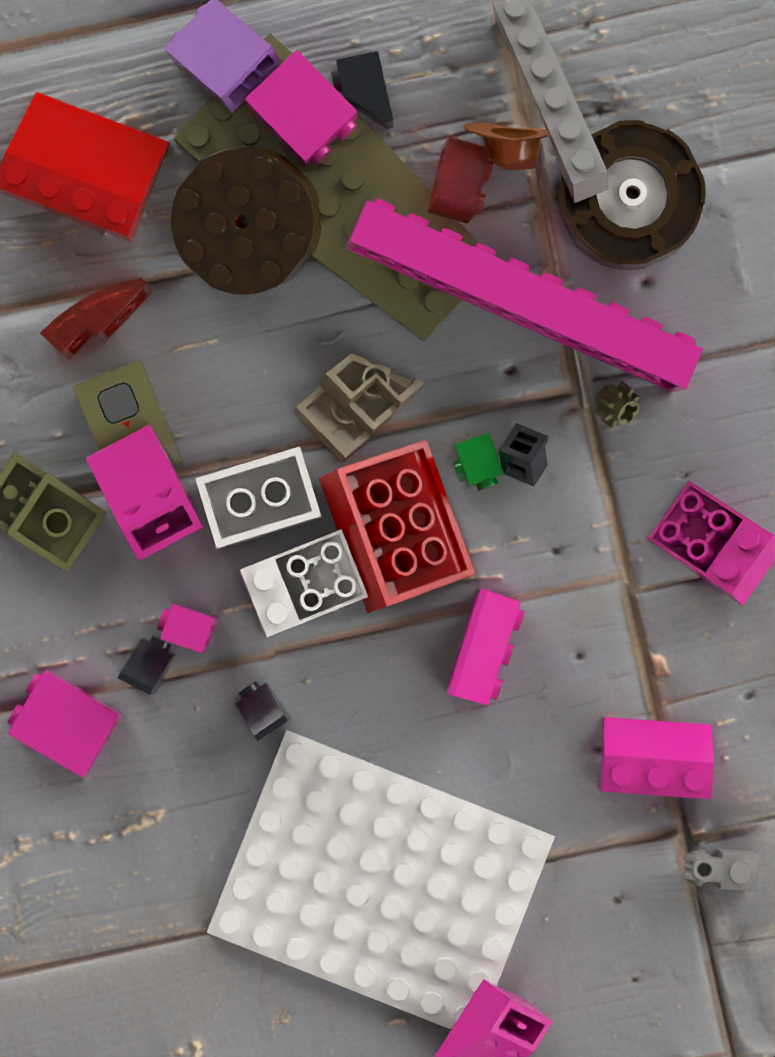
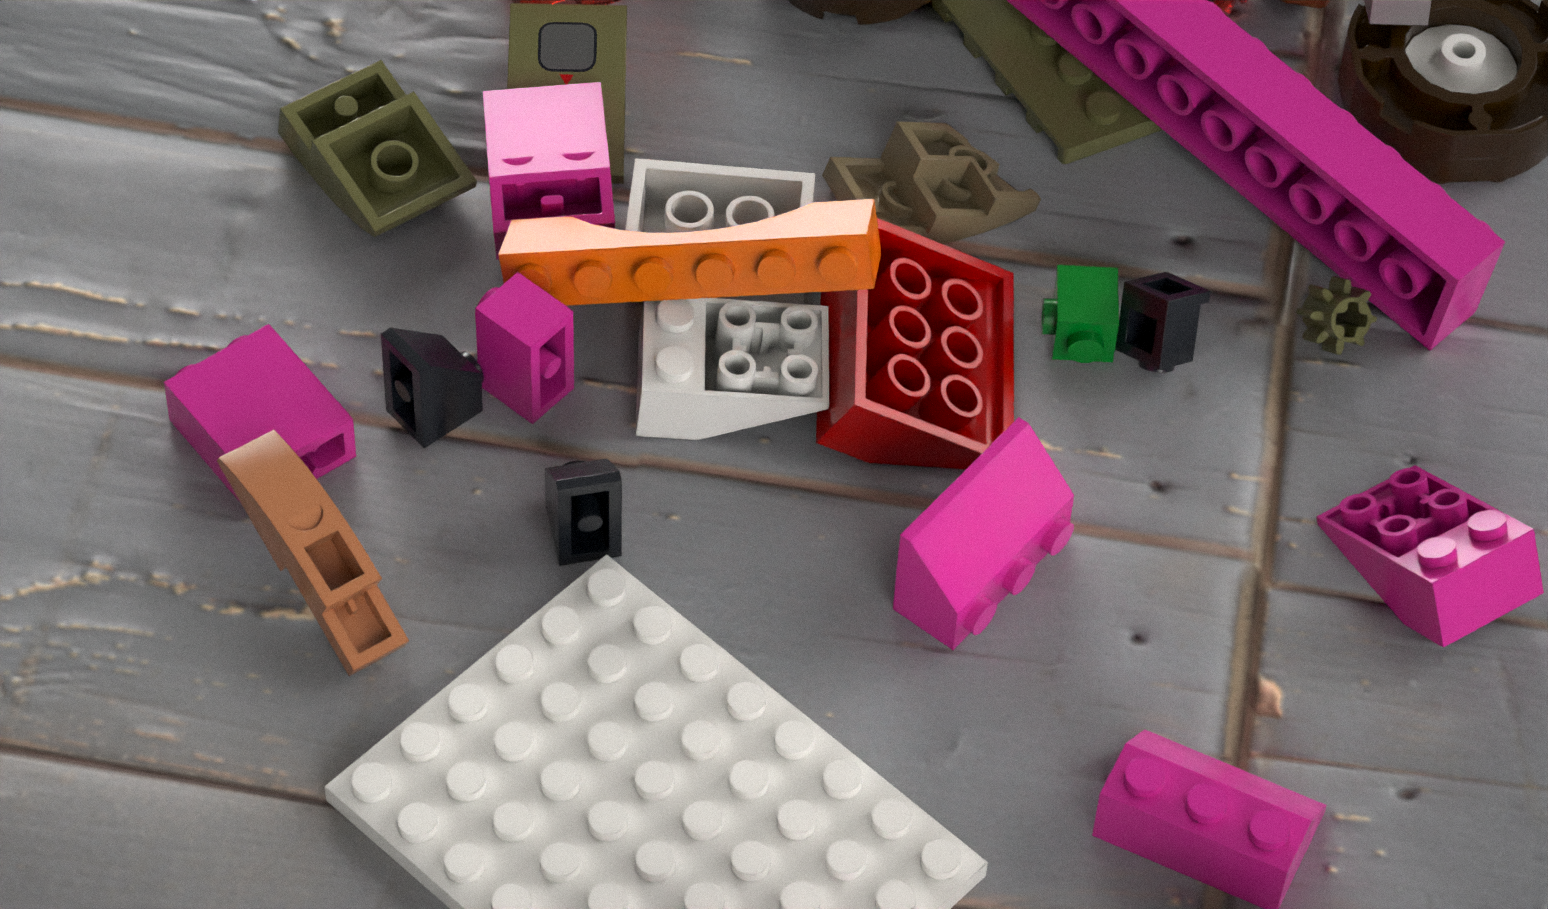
camera: 20 degrees right, 35 degrees down
(136, 806) = (316, 547): none -> nougat slope
(327, 523) = (794, 252): none -> orange arch

